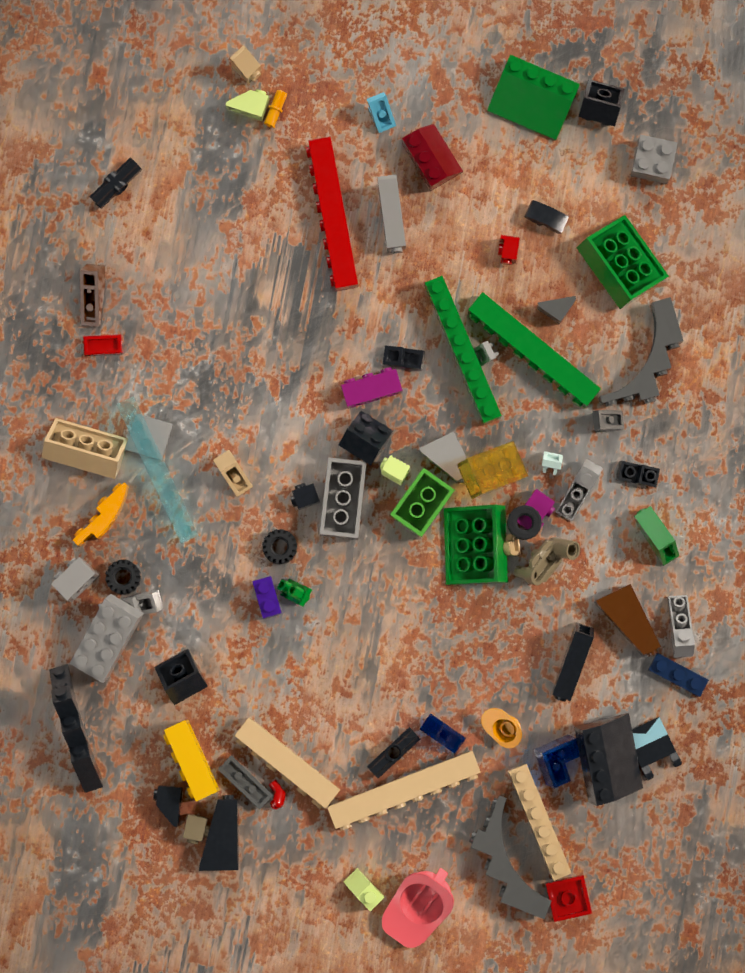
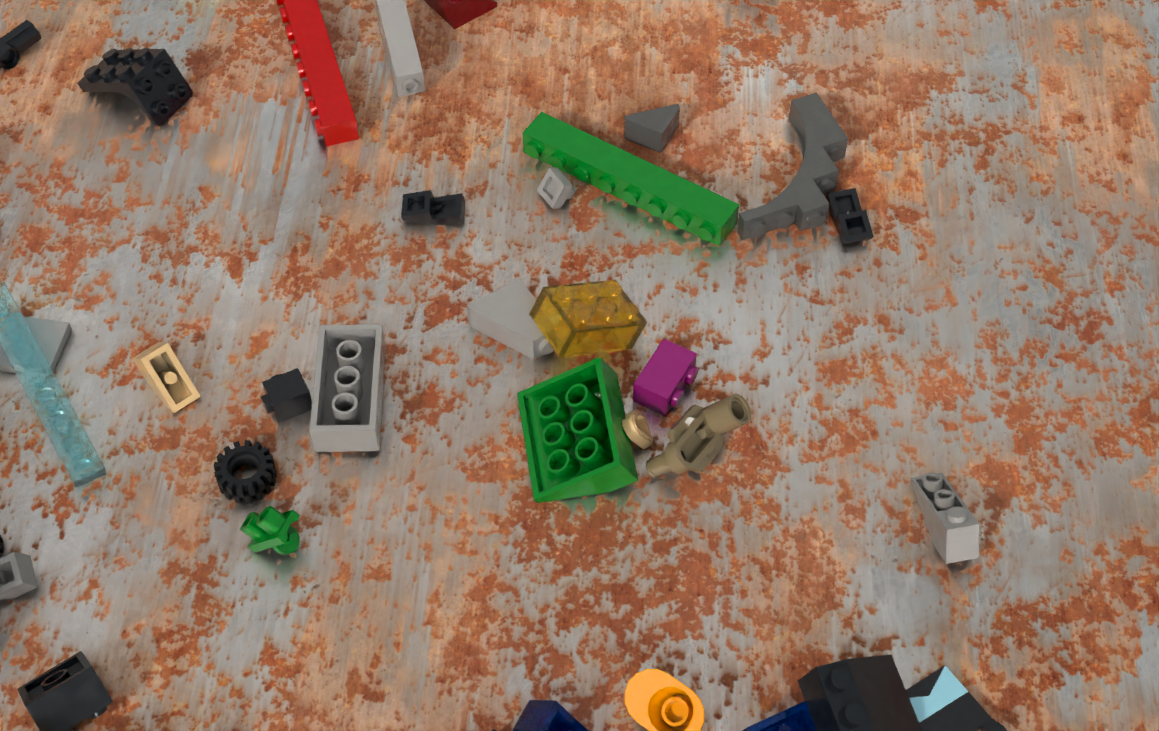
camera: 10 degrees left, 30 degrees down
(209, 224) = (144, 77): none -> black bracket
(267, 597) = (223, 547): dark purple brick -> none
(365, 437) = (379, 297): black brick -> none
(371, 387) = (386, 246): magenta brick -> none
(394, 469) = (430, 336): yellowish green brick -> none
(422, 503) = (479, 380): bright green brick -> none
(462, 350) = (524, 189): green brick -> none
(509, 249) = (572, 70): red brick -> none
(528, 511) = (651, 398): black tyre -> none
(547, 216) = (610, 30): black slope -> none
(552, 461) = (681, 308): light aqua tile -> none
(573, 662) = (773, 587): black slope -> none
(579, 489) = (731, 341): light grey slope -> none
(608, 420) = (755, 250): dark grey slope -> none
(622, 261) = (735, 71): green slope -> none
(630, 619) = (856, 513): reddish brown slope -> none
(638, 474) = (822, 317): black slope -> none
(657, 535) = (873, 387): green slope -> none
(672, 397) = (848, 216): none -> black slope
(678, 674) = (961, 594): dark blue plate -> none

